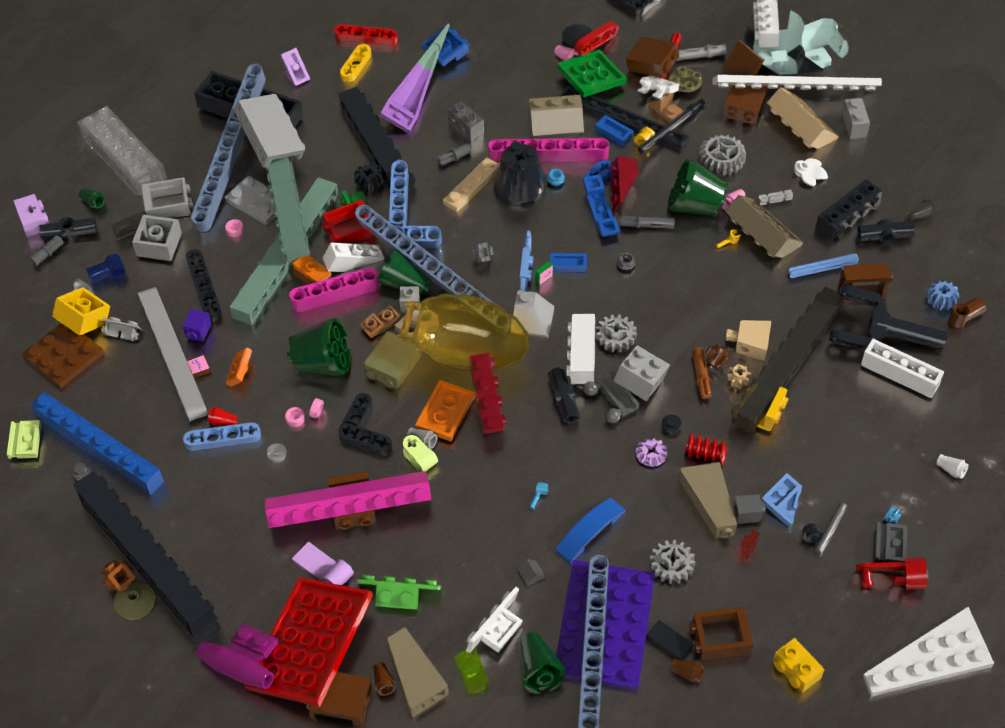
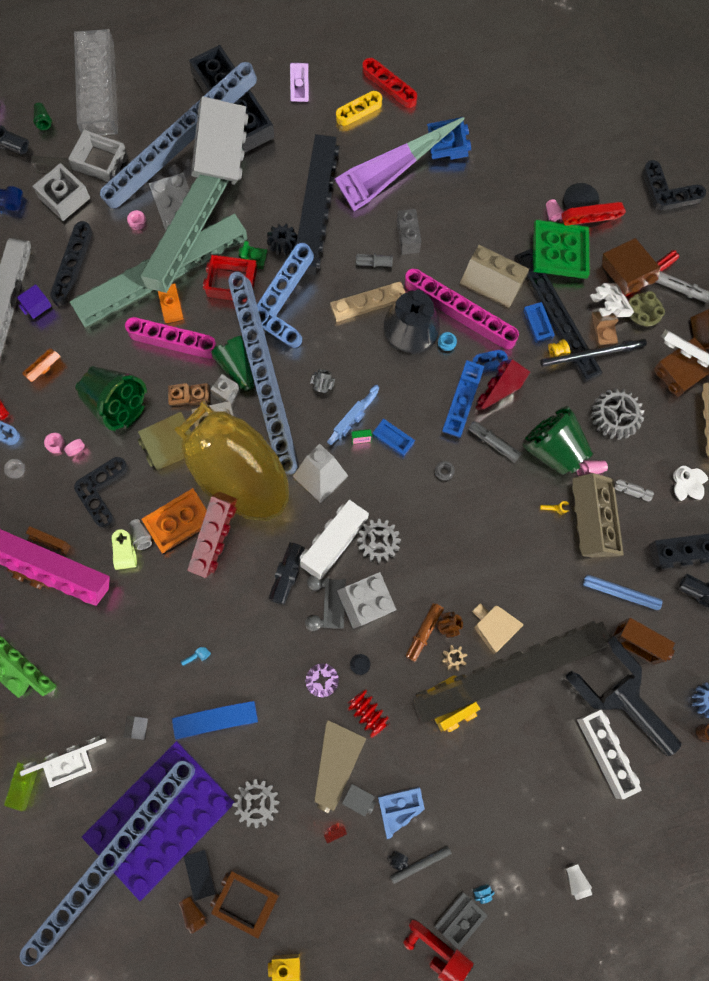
camera: 30 degrees right, 20 degrees up
(199, 366) = (12, 342): bright pink tile -> none
(345, 257) = (209, 312): white slope -> none
(539, 664) = (73, 821): dark green cone -> none

